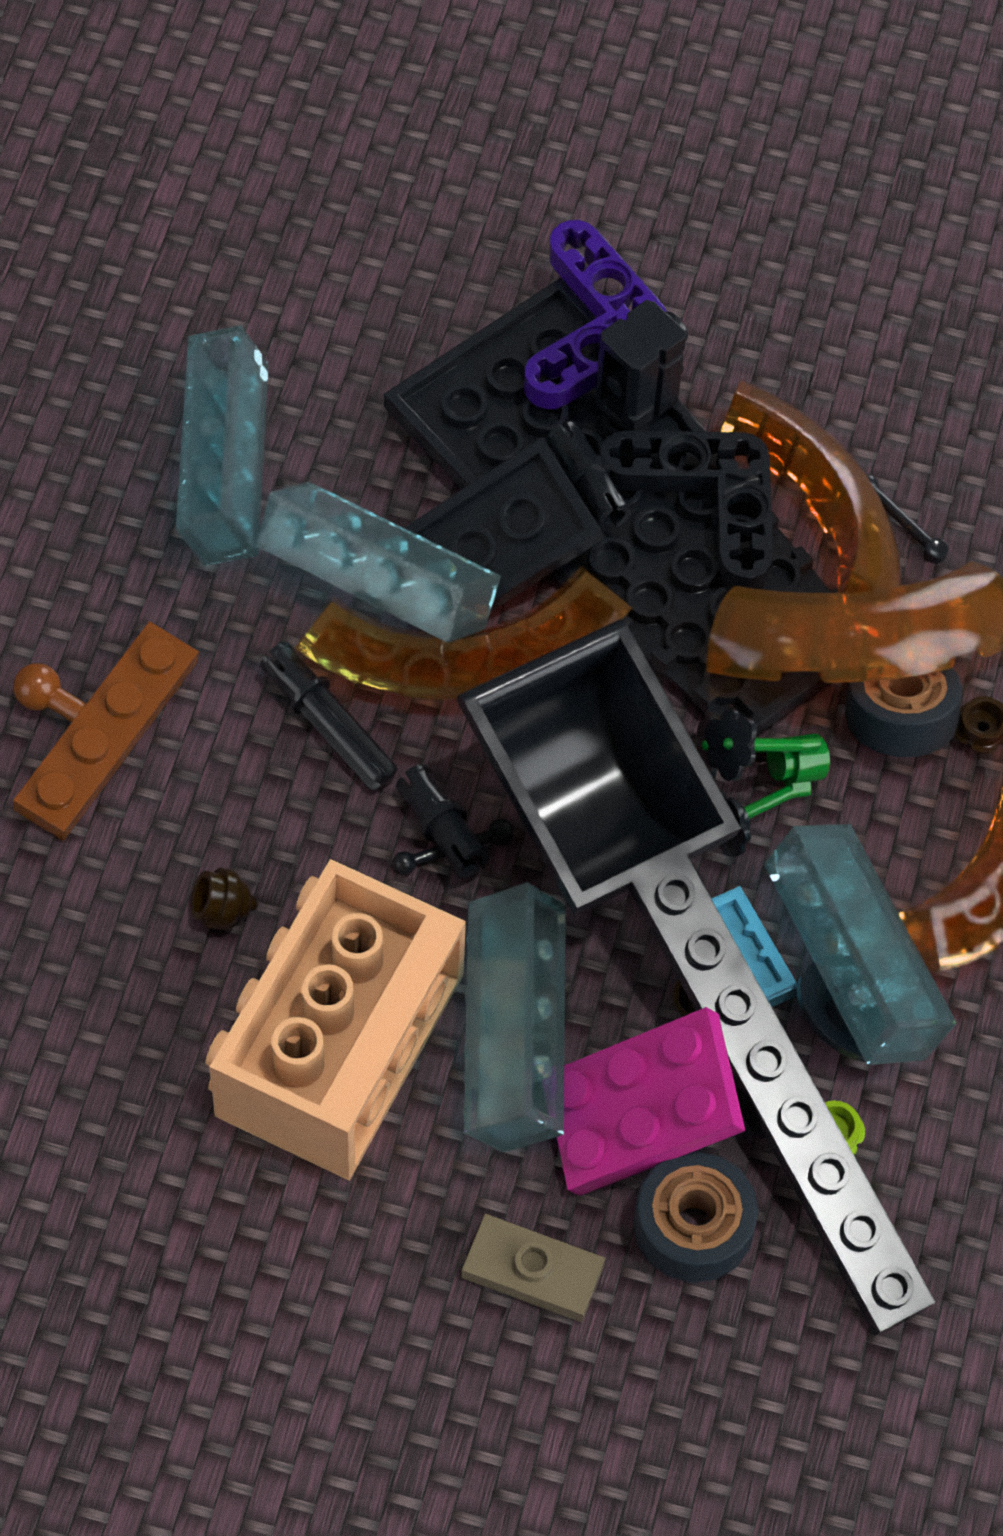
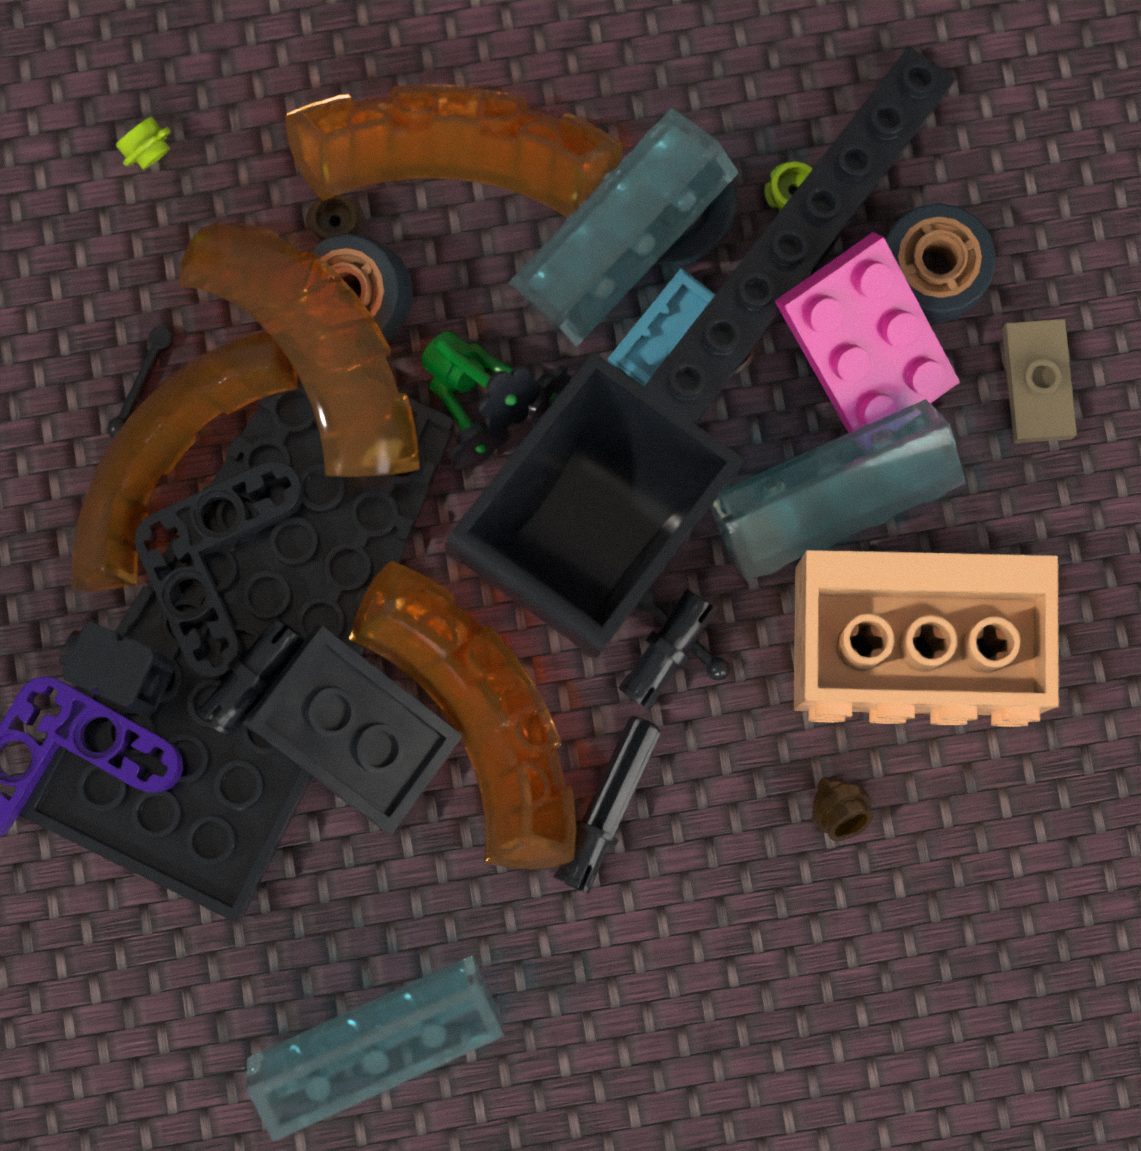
camera: 110 degrees left, 20 degrees up
(101, 729) = (718, 1009): dark orange plate -> none
(378, 561) = (442, 829): clear light blue brick -> none

